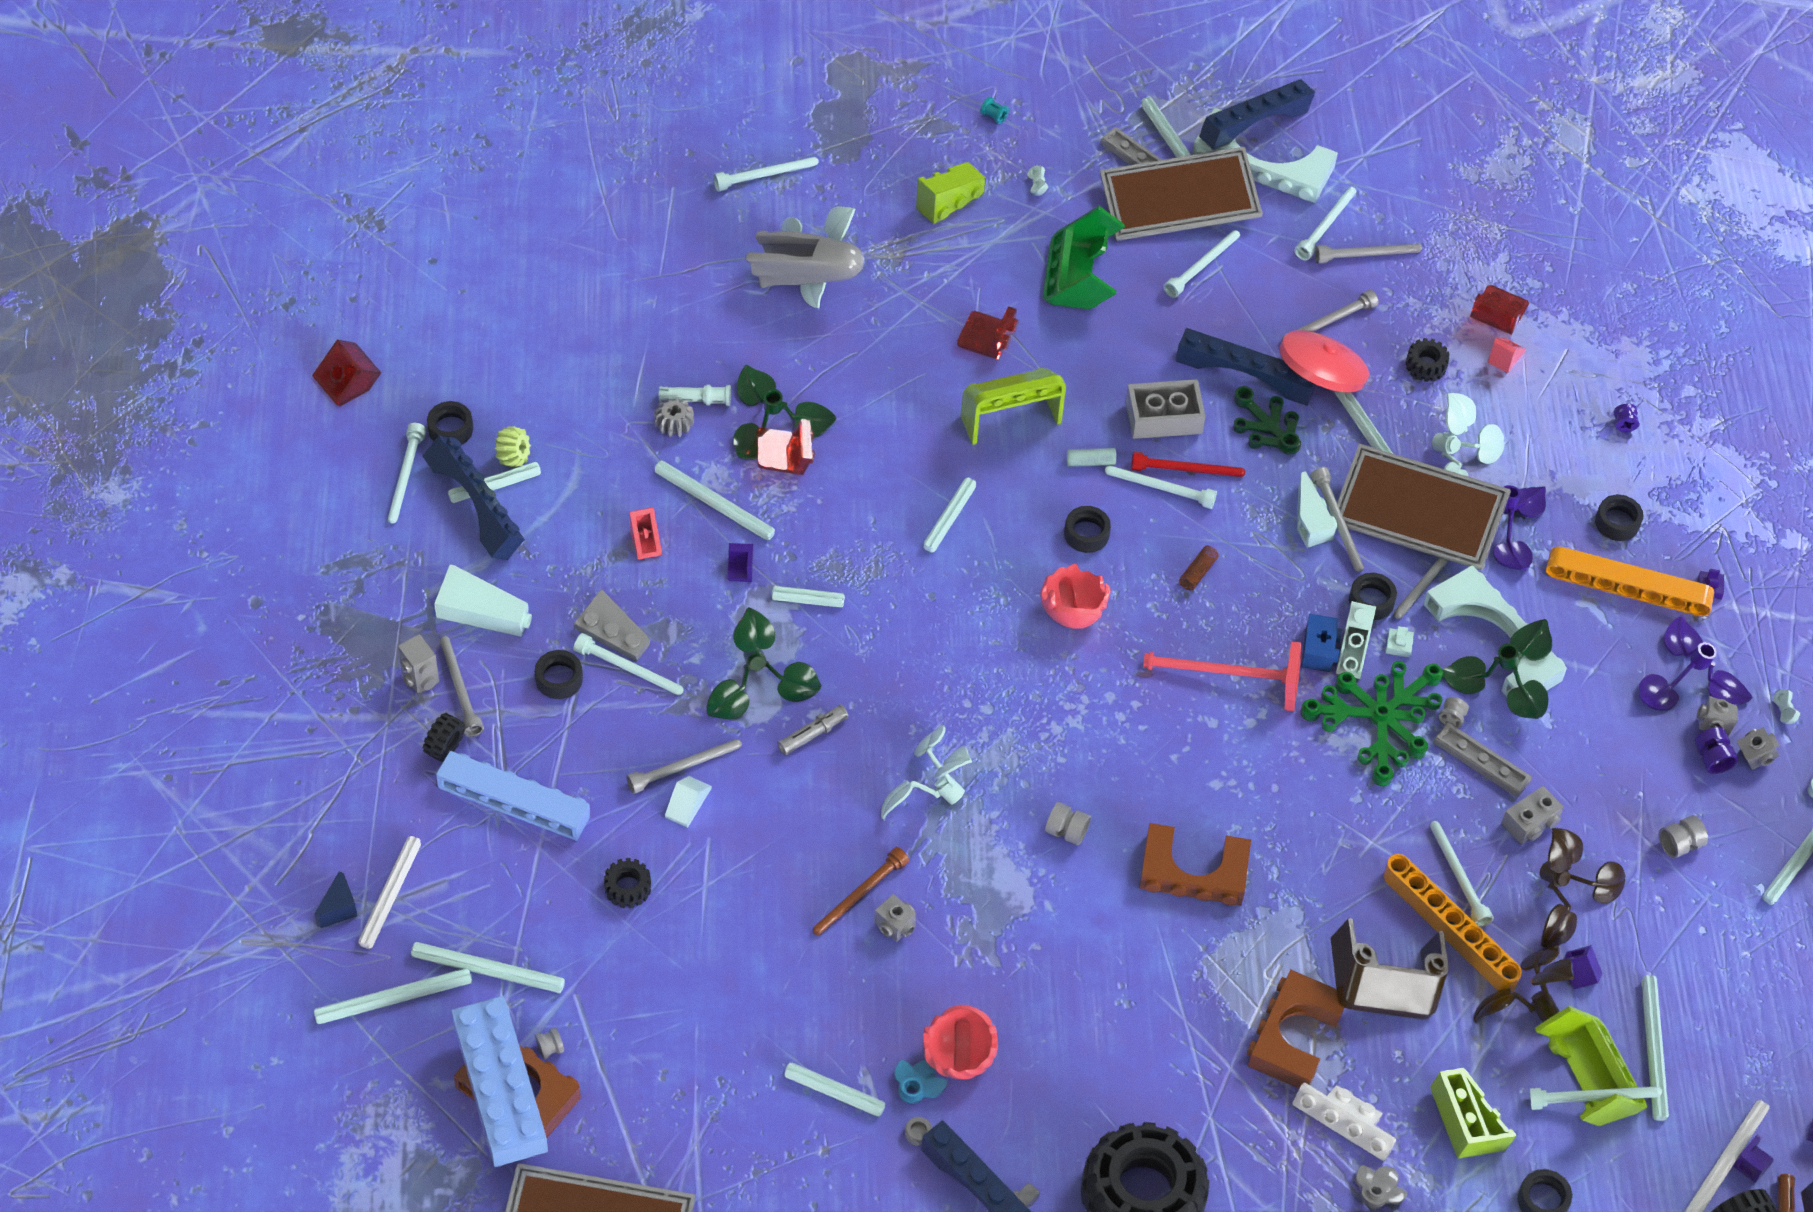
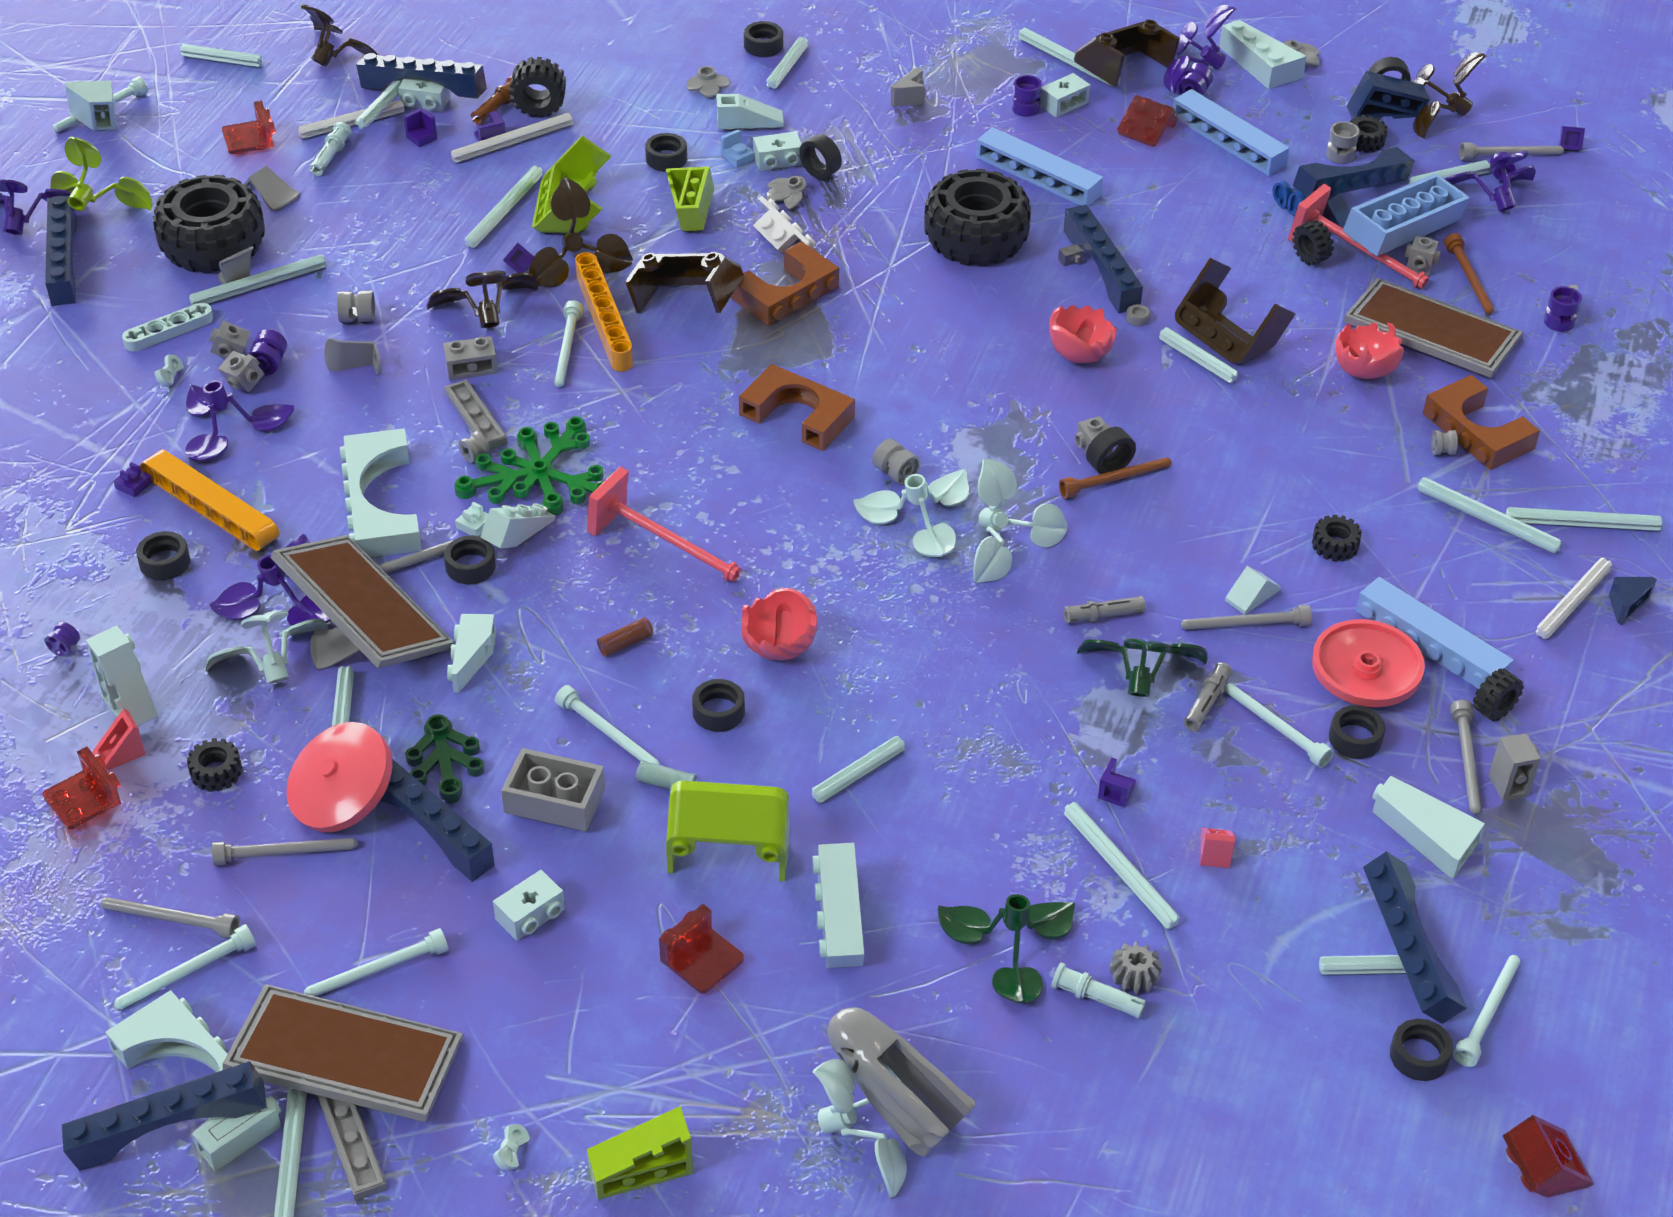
camera: 155 degrees left, 10 degrees down
(499, 1081) = (1502, 401): light blue brick -> none
(512, 446) = (1351, 979): yellowish green gear -> none
(564, 736) = (1368, 663): none -> coral dish
(612, 627) = (1283, 767): light grey wing -> none
(654, 1127) = (1368, 351): none -> coral piece
(692, 678) = (1212, 688): none -> light grey pin
(785, 450) = (1009, 878): clear red bracket -> none
(808, 596) = (1055, 733): light aqua axle -> none
(816, 1132) = (1202, 317): none -> dark brown windscreen
(870, 896) = (1104, 443): none -> black tyre
(908, 391) = (839, 905): none -> light aqua wedge
(919, 1078) = (1128, 342): dark azure plate -> none
(994, 758) = (948, 490): none -> light aqua plant
(1071, 257) = (554, 1004): green windscreen -> none
(1127, 328) = (529, 905): none -> light aqua brick
(1142, 461) = (615, 756): red piece -> none
(1320, 642) = (554, 535): blue brick -> none
(1321, 478) = (439, 664): light grey piece -> none
(1527, 700) = (403, 423): dark green plant -> none
(1541, 1098) = (622, 198): light aqua piece -> none
(1543, 378) = (120, 675): none -> light aqua wedge
(1651, 766) = (351, 354): none -> light grey piece

